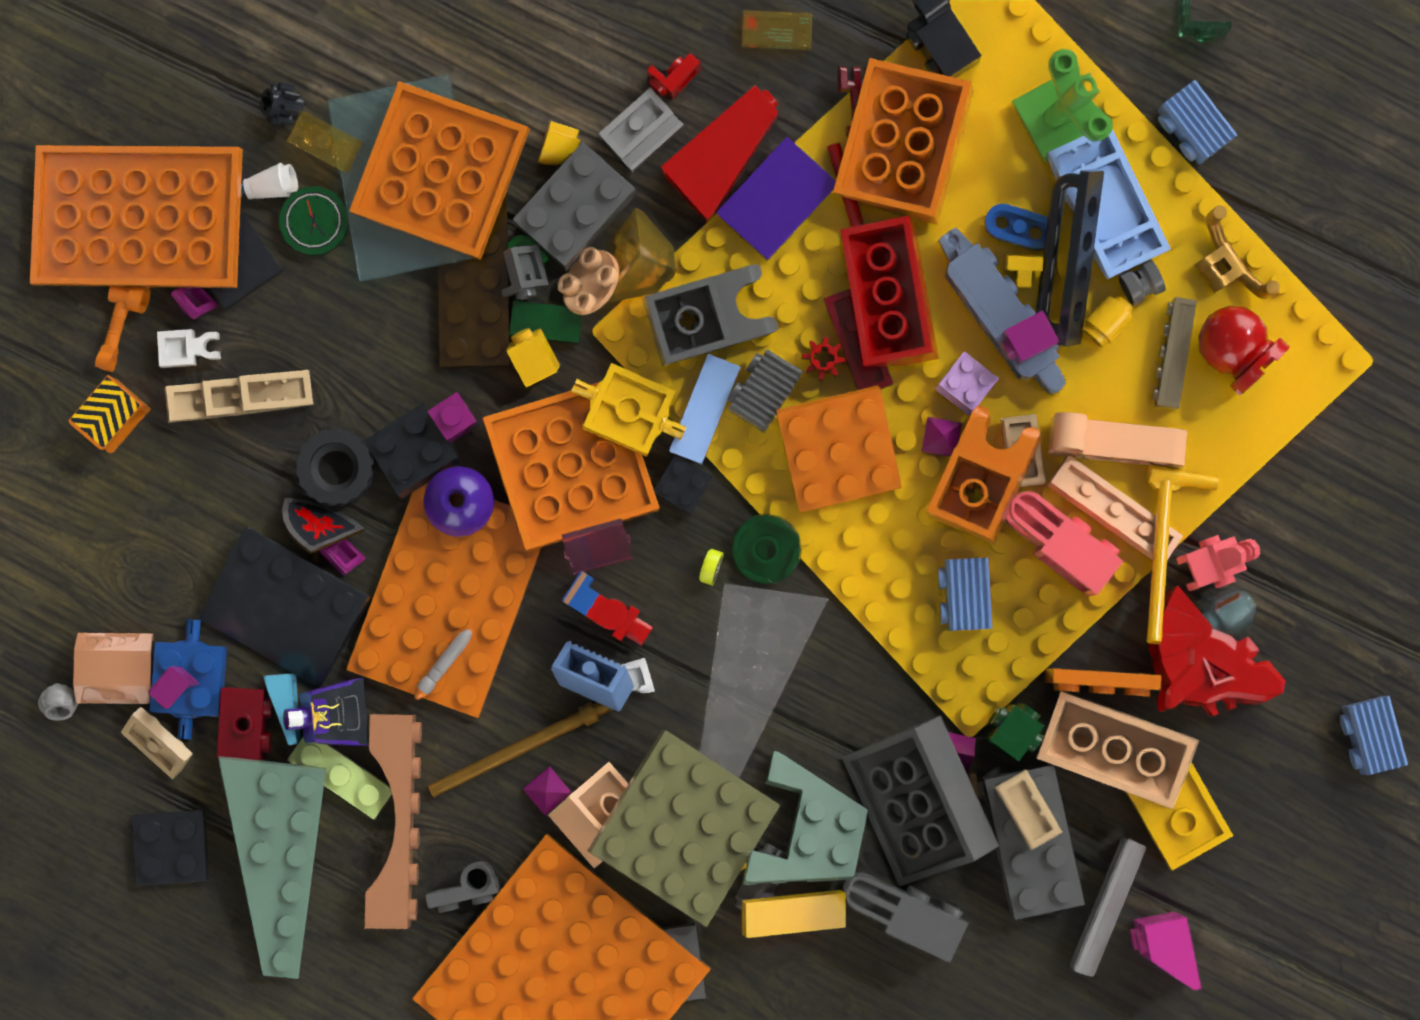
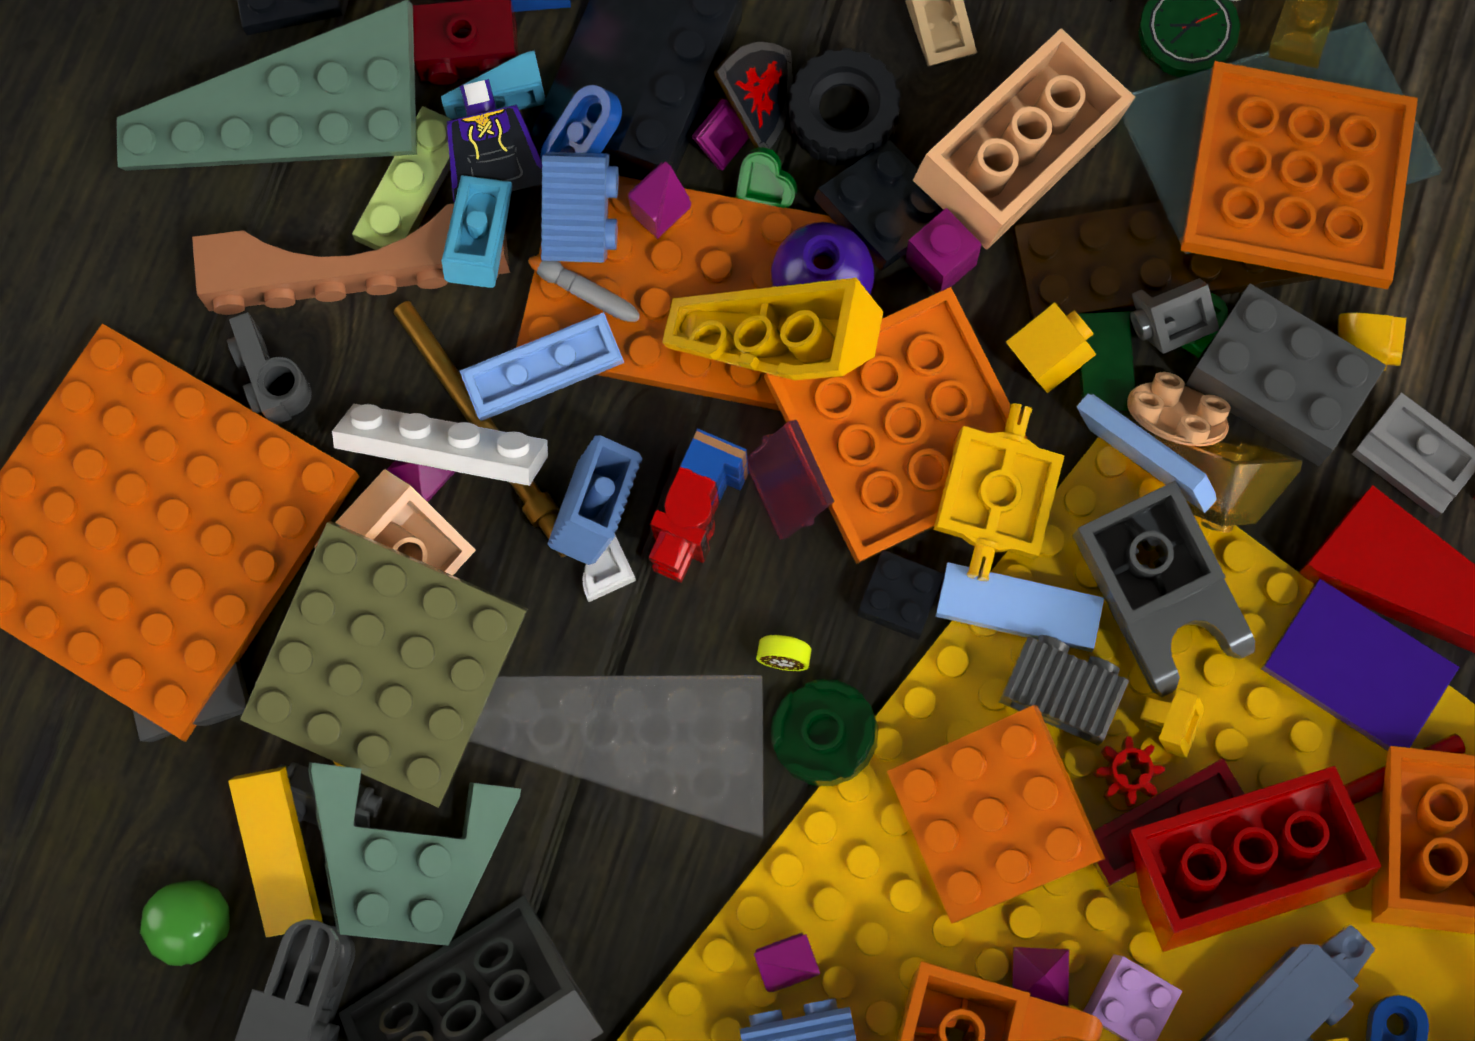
camera: 85 degrees right, 10 degrees down
(332, 650) = (579, 125): none -> blue plate
(381, 530) = (764, 181): none -> green tile
(385, 350) = (1023, 138): none -> light nougat brick
(389, 660) = (577, 207): none -> medium blue brick
(390, 604) = (659, 200): none -> magenta slope
(393, 731) = (476, 232): none -> medium azure slope
(493, 700) = (541, 366): none -> light blue tile
(504, 533) = (781, 329): none -> yellow wedge
(536, 775) = (440, 444): none -> white plate
(617, 309) = (1147, 451): none -> light blue tile
(796, 322) = (1174, 720): none -> yellow tile
(827, 979) = (184, 922): none -> bright green hair
(910, 595) = (786, 962): none -> magenta slope

